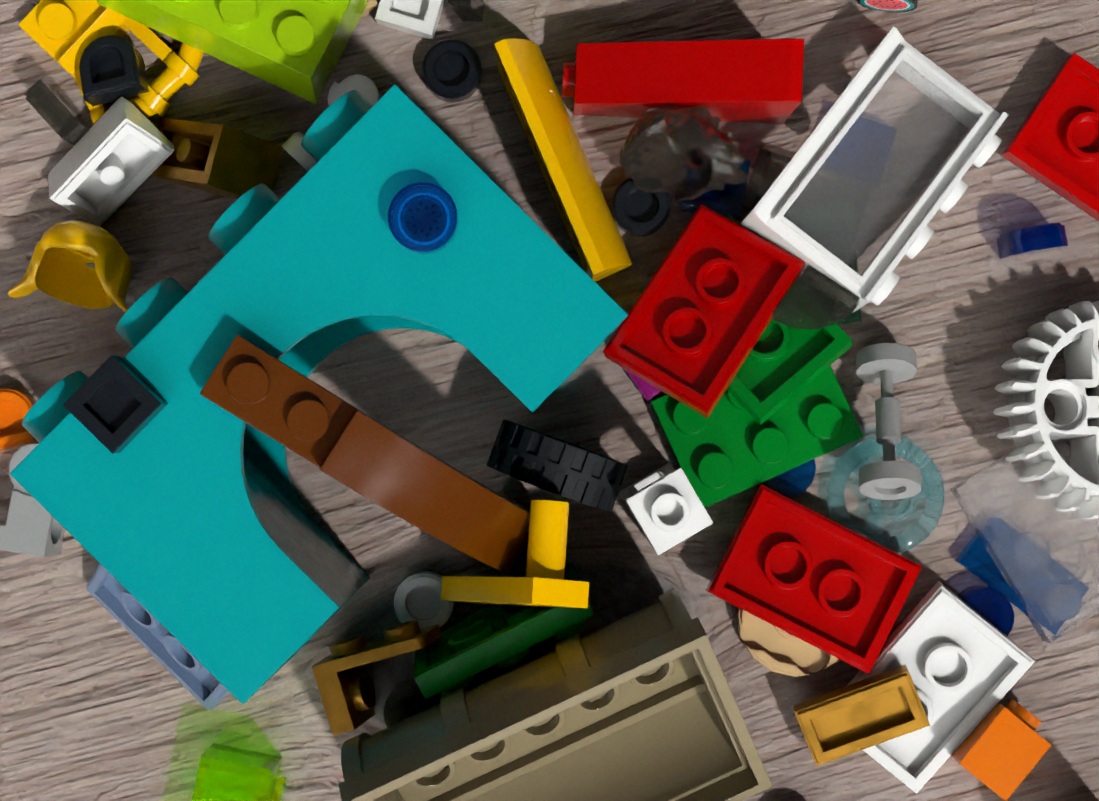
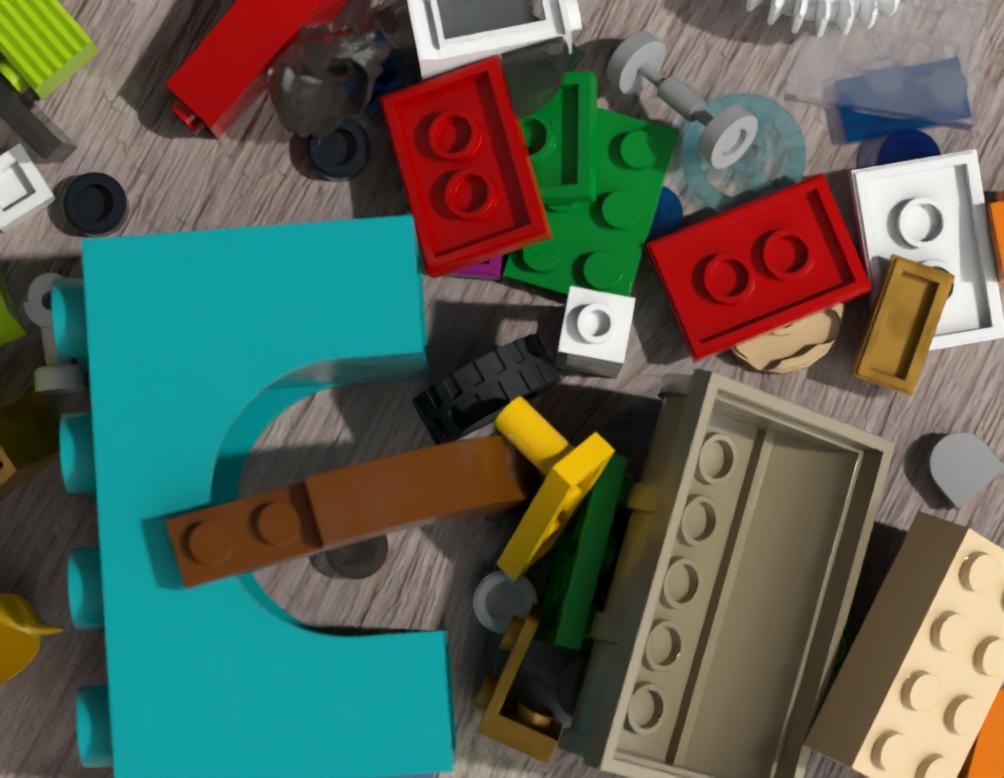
camera: 50 degrees left, 5 degrees down
(115, 404) = (135, 664): black tile -> none
(423, 218) = (202, 304): clear blue tile -> none
(561, 158) = (238, 175): yellow slope -> none

